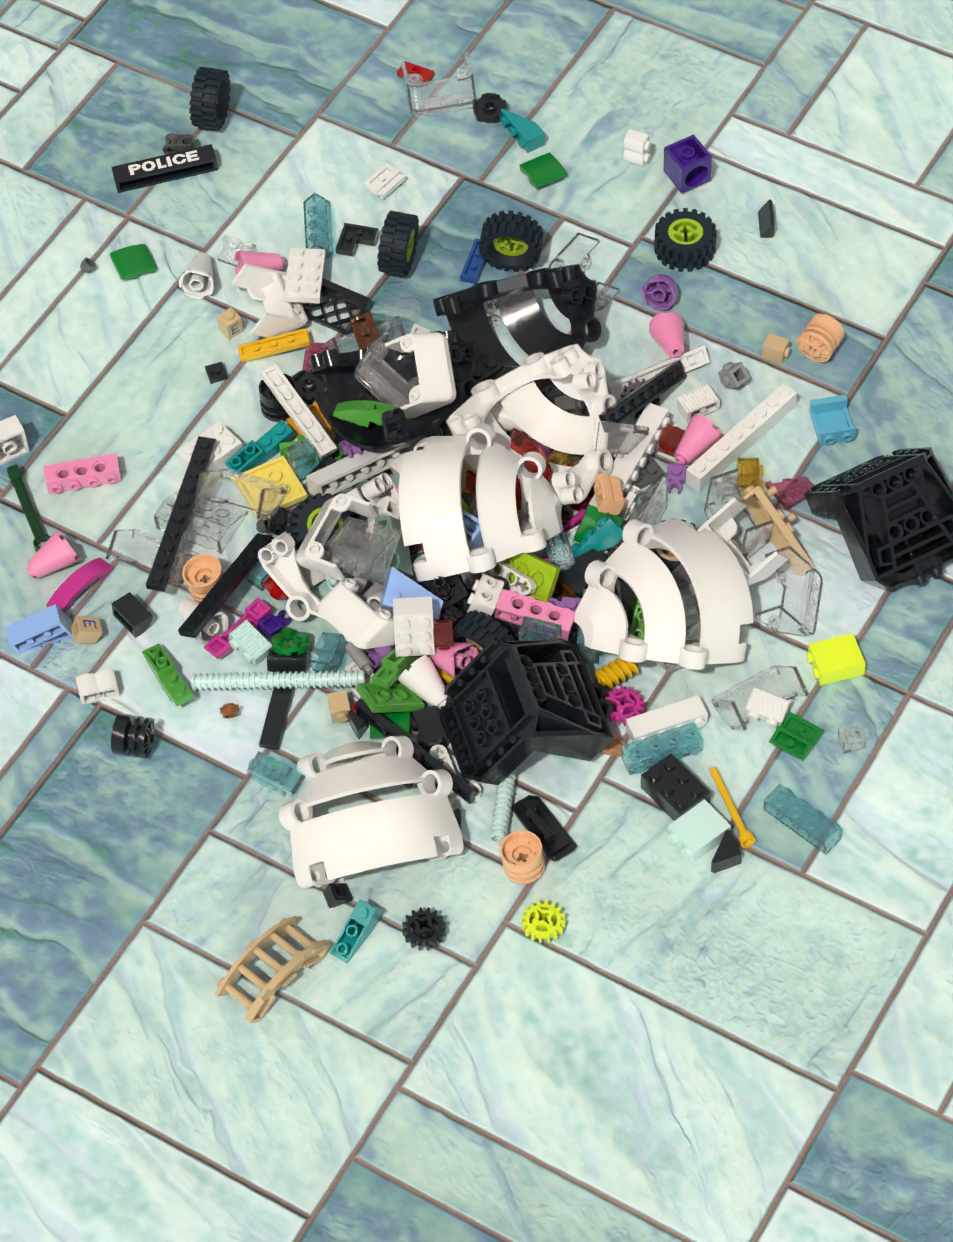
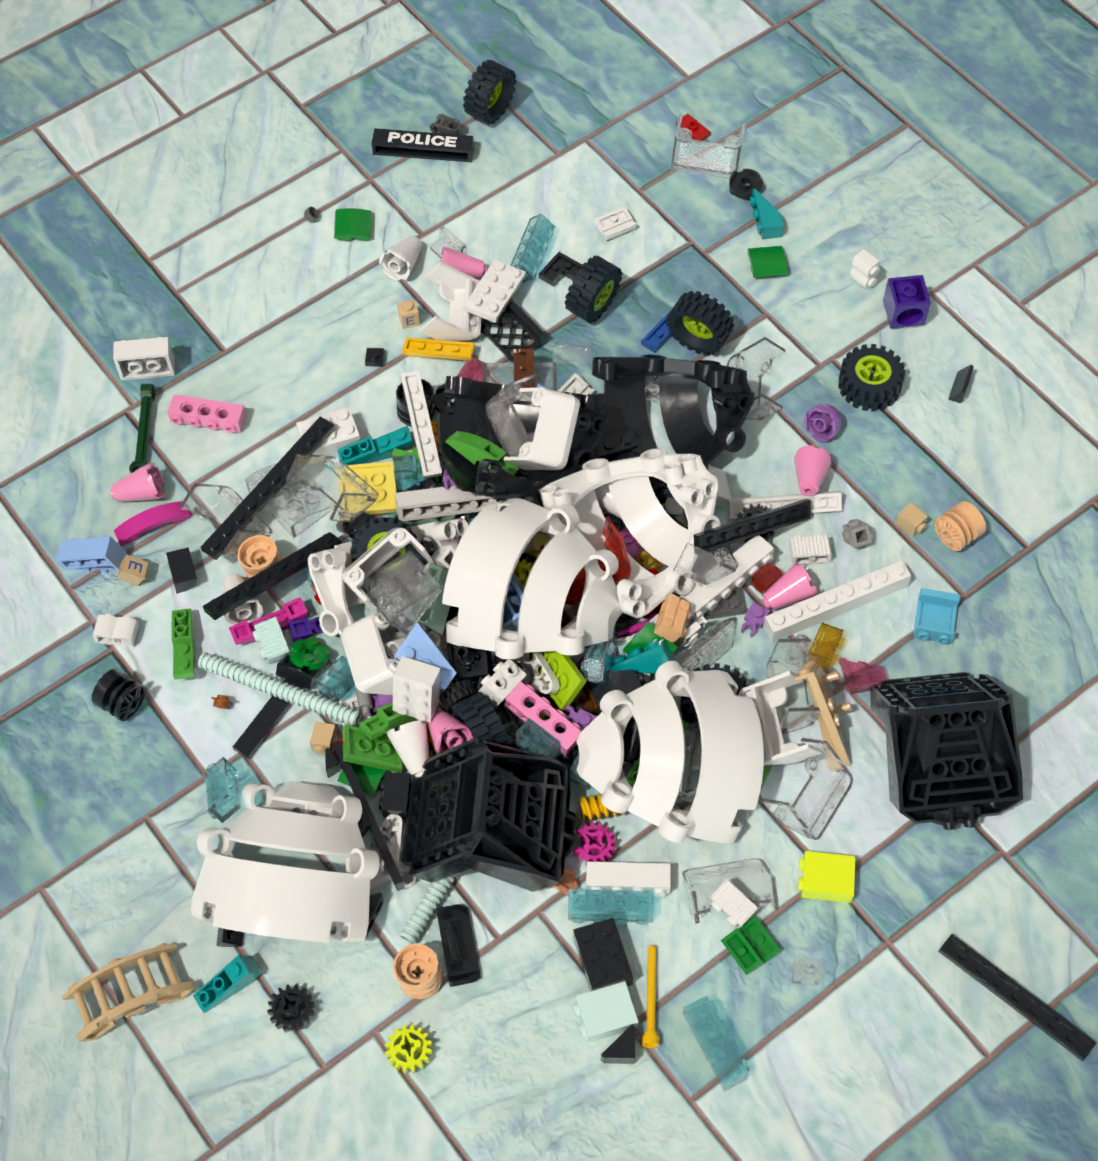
camera: 20 degrees right, 5 degrees up
(443, 634) = (441, 707): clear red brick -> none

